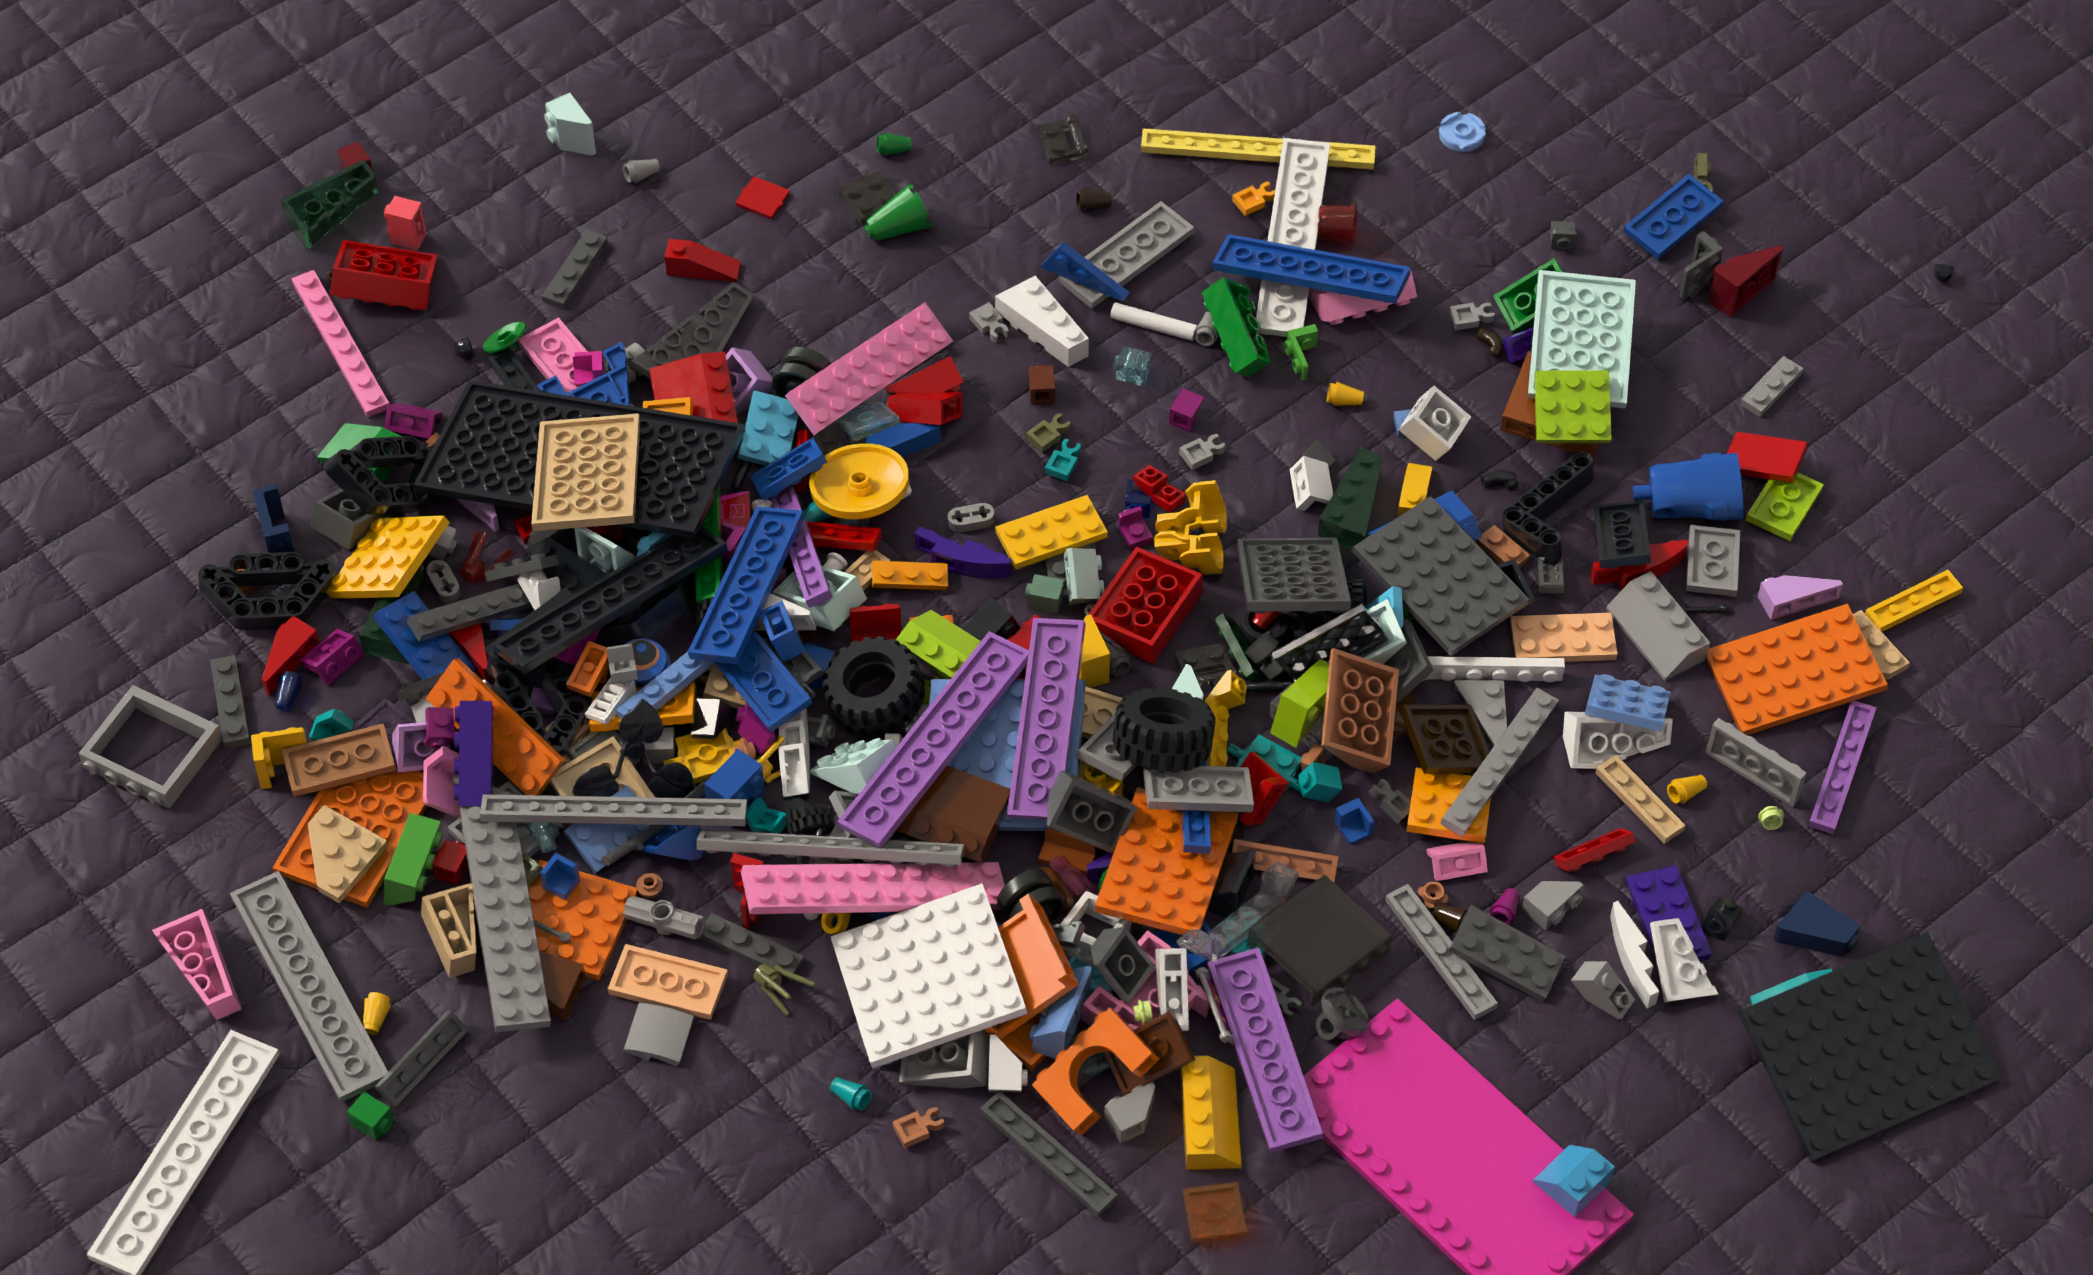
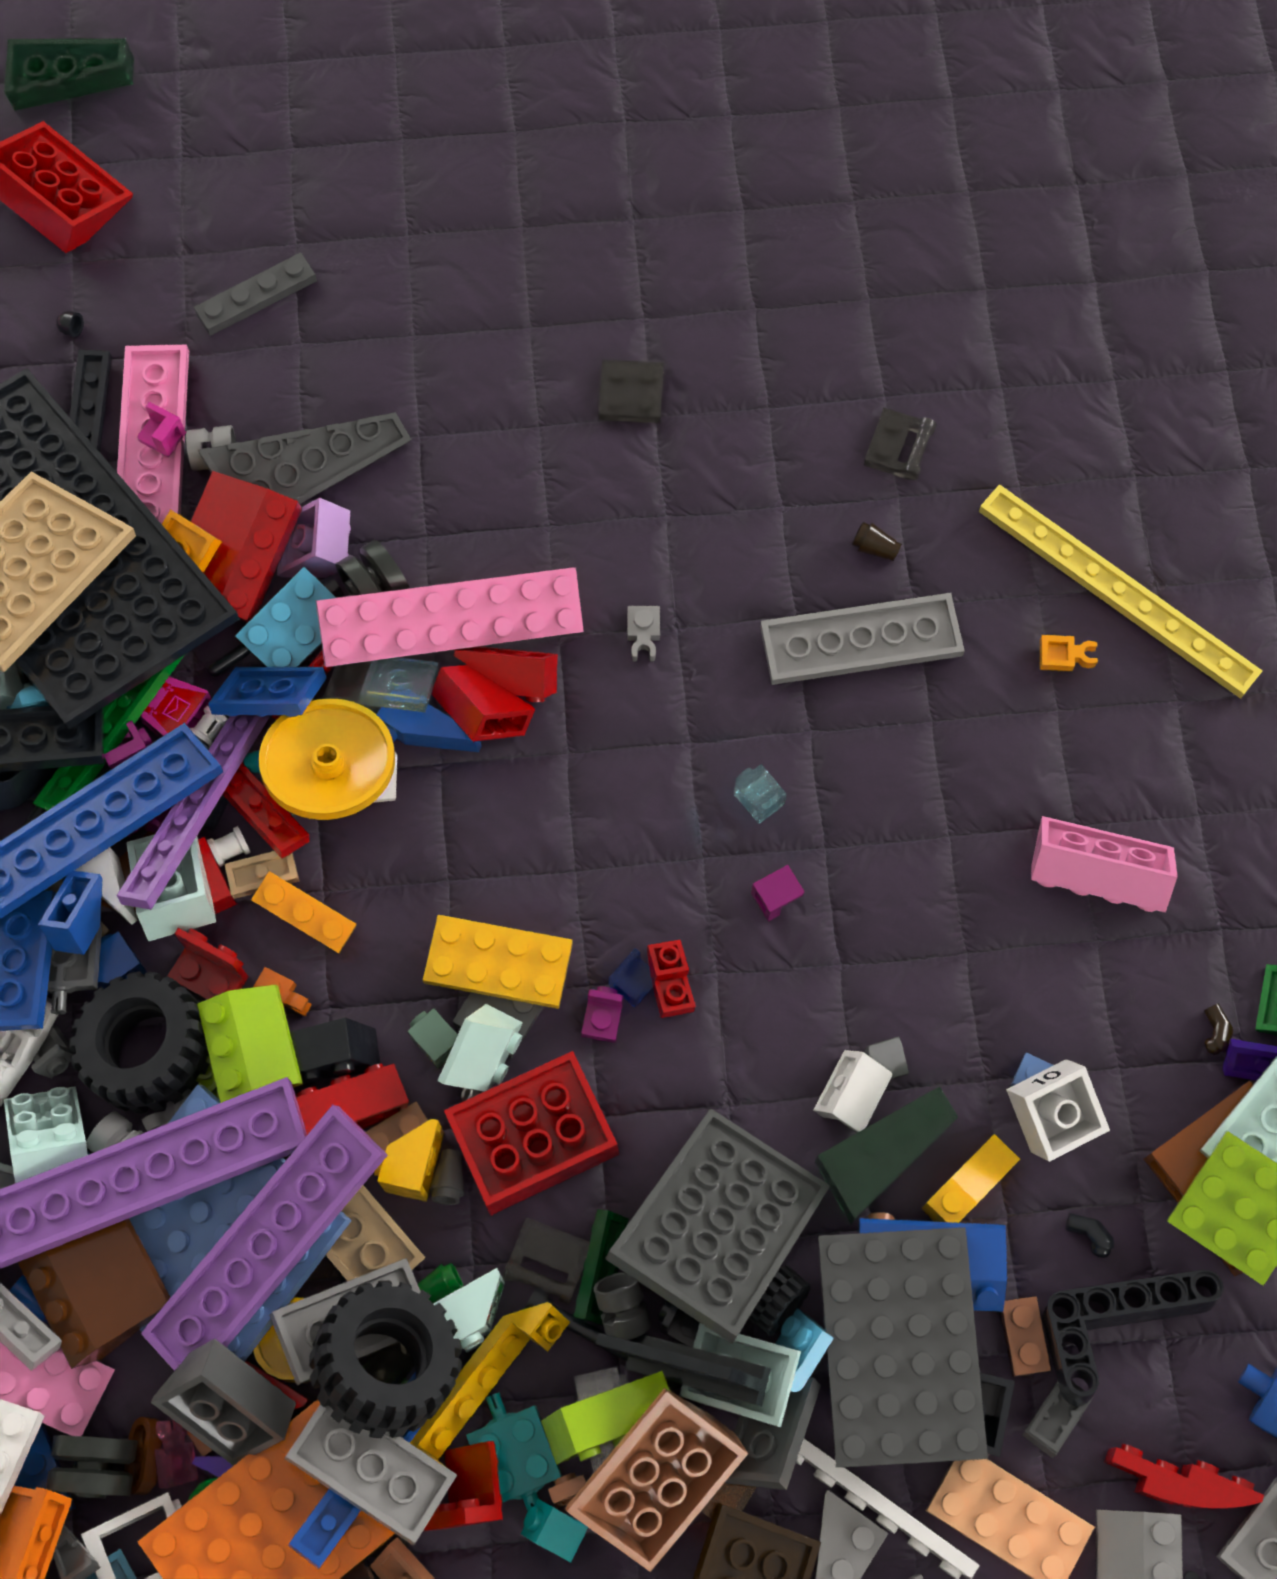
camera: 35 degrees right, 15 degrees up
(351, 155) = (136, 31): dark red brick -> none
(405, 223) = (116, 138): coral brick -> none
(505, 337) = (114, 336): green dish -> none
(569, 126) = (369, 115): light aqua slope -> none
(609, 387) = (149, 471): blue wing -> none
(640, 169) = (410, 212): light grey cone -> none
(696, 261) = (385, 364): red slope -> none
(762, 197) = (517, 322): red piece -> none
(892, 144) = (703, 338): green cone -> none
(899, 216) = (638, 436): green cone -> none
(966, 560) = (384, 933): dark purple slope -> none
(970, 517) = (435, 869): light grey beam -> none
(1041, 384) = (637, 752): copper brick -> none
(1044, 320) = (699, 663): white wedge -> none
(1046, 435) = (593, 820): olive plate -> none
(1063, 463) = (584, 872): teal plate -> none
(1073, 266) = (784, 639): blue wing -> none
(1153, 321) = (829, 747): white piece -> none
(1199, 452) = (751, 959): light grey plate -> none
(1205, 332) = (882, 797): light grey cone -> none
(1205, 512) = (652, 1107): yellow piece -> none
(1236, 326) = (914, 820): green wedge -> none
(1295, 224) = (1070, 737): white plate -> none
(1299, 340) = (984, 881): bright green bracket -> none
(1311, 268) = (1055, 805): blue plate -> none
(1338, 223) = (1139, 751): clear red piece -> none
(1342, 395) = (981, 991): yellow cone -> none
(1467, 316) = (1213, 975): light grey plate -> none
(1622, 534) = (1182, 1432): black plate -> none

